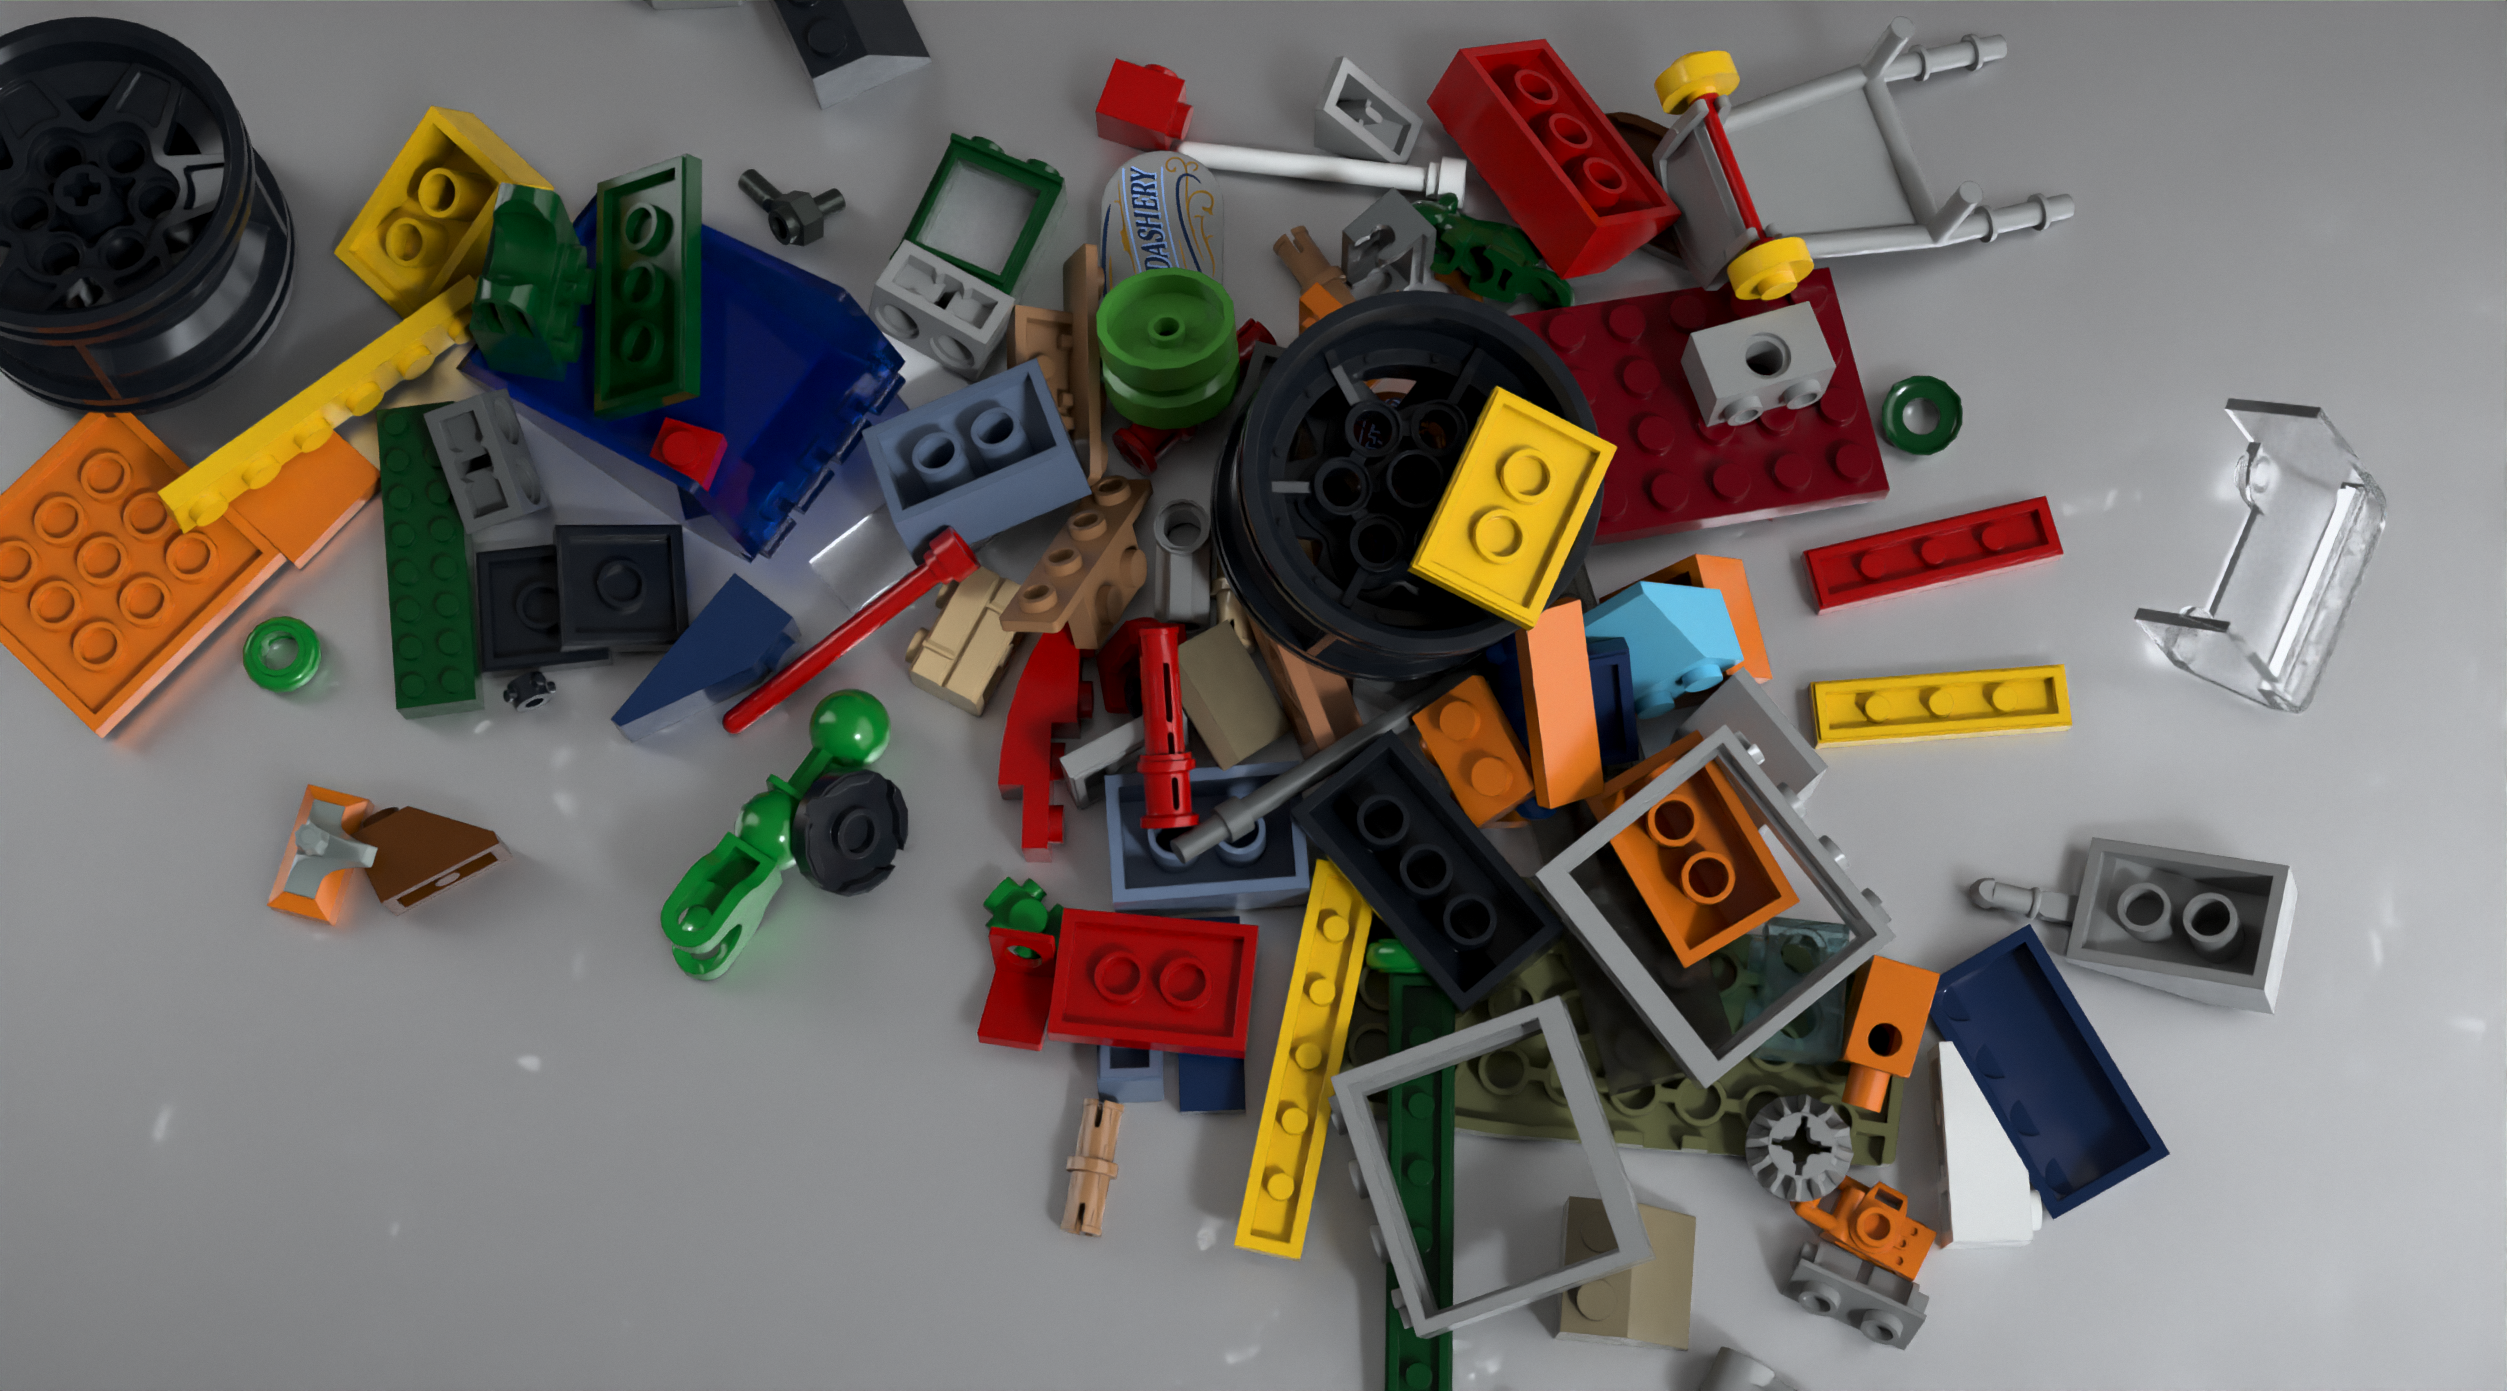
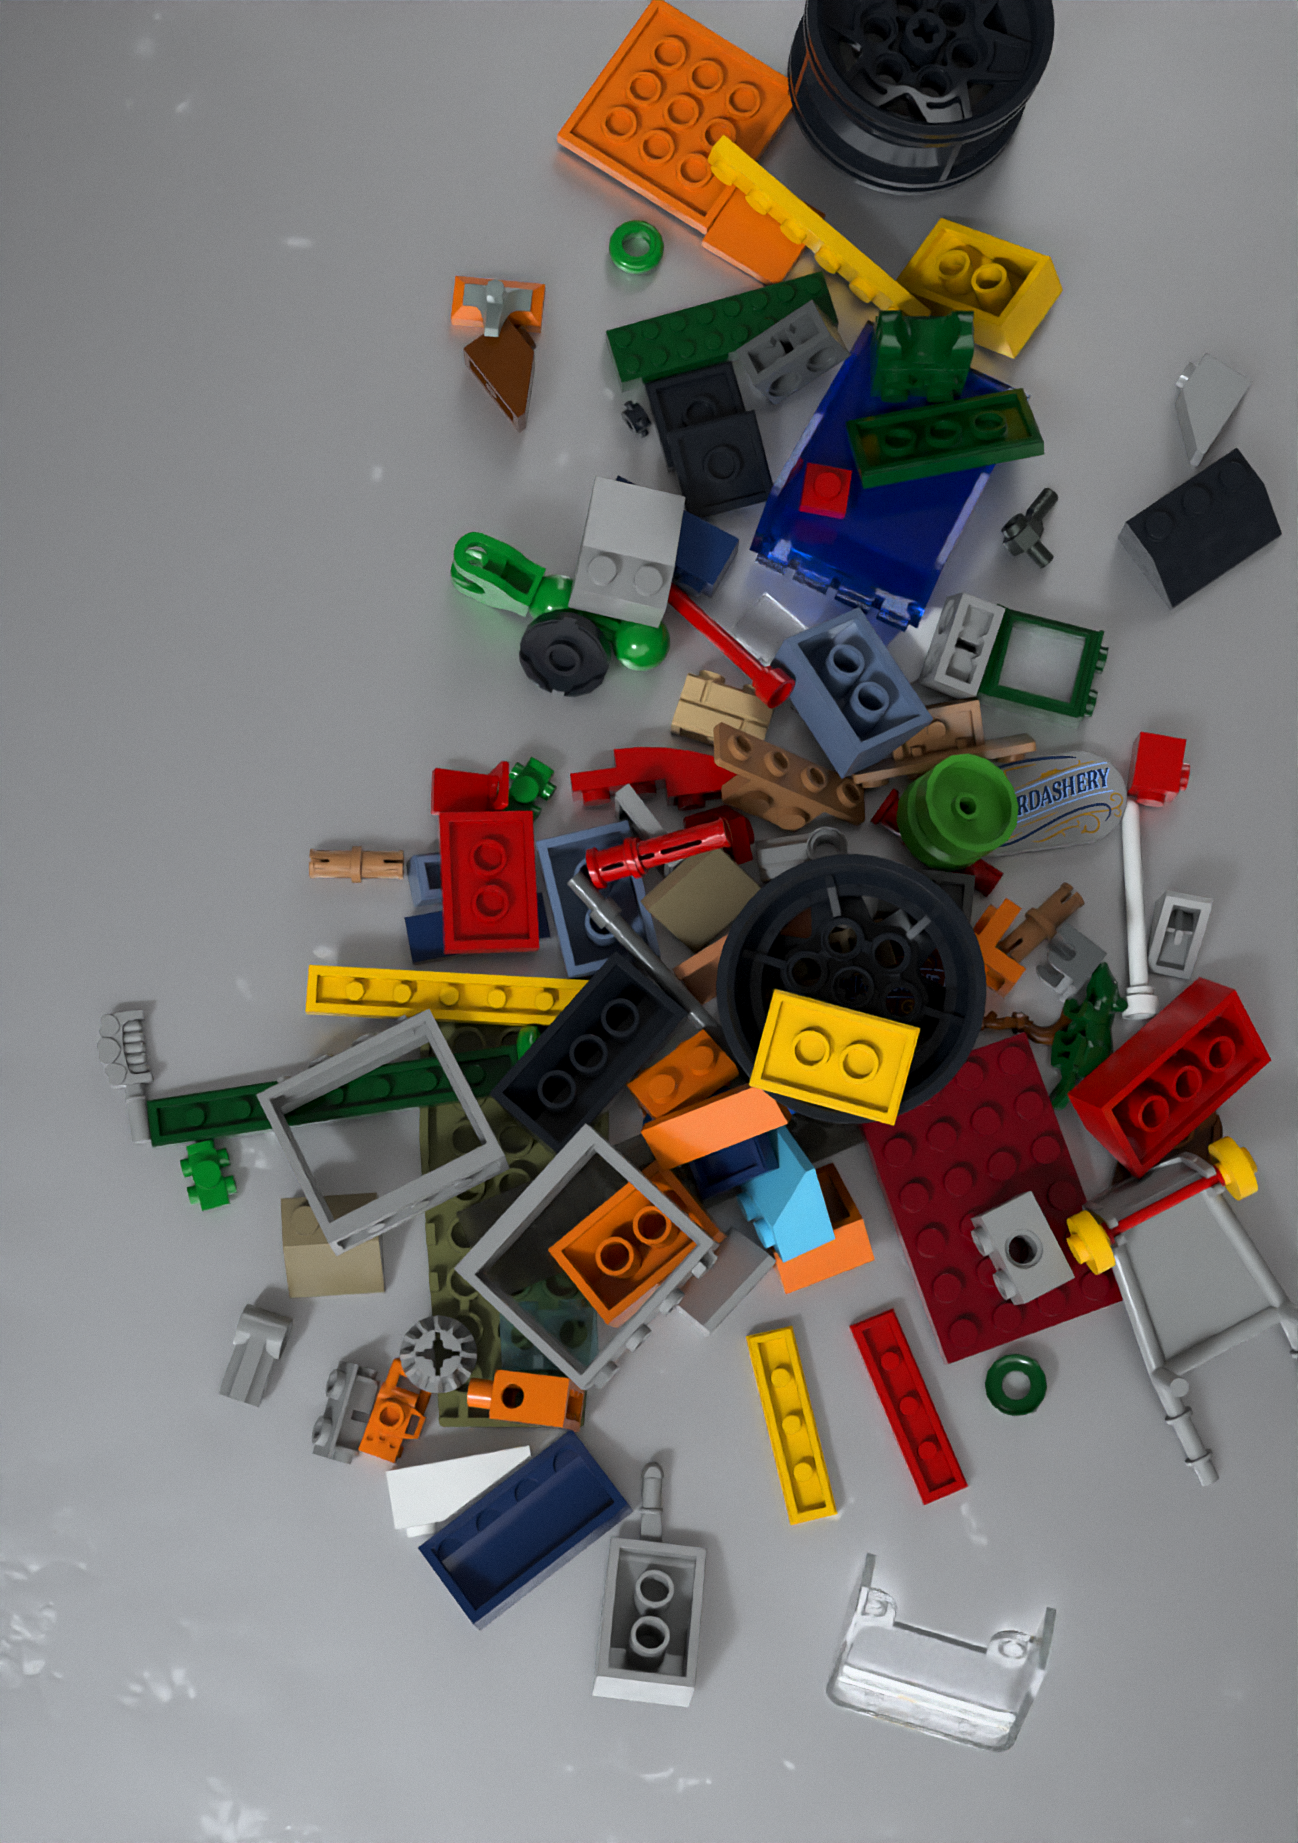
camera: 75 degrees right, 5 degrees up
(729, 714) = (627, 552): none -> light grey slope

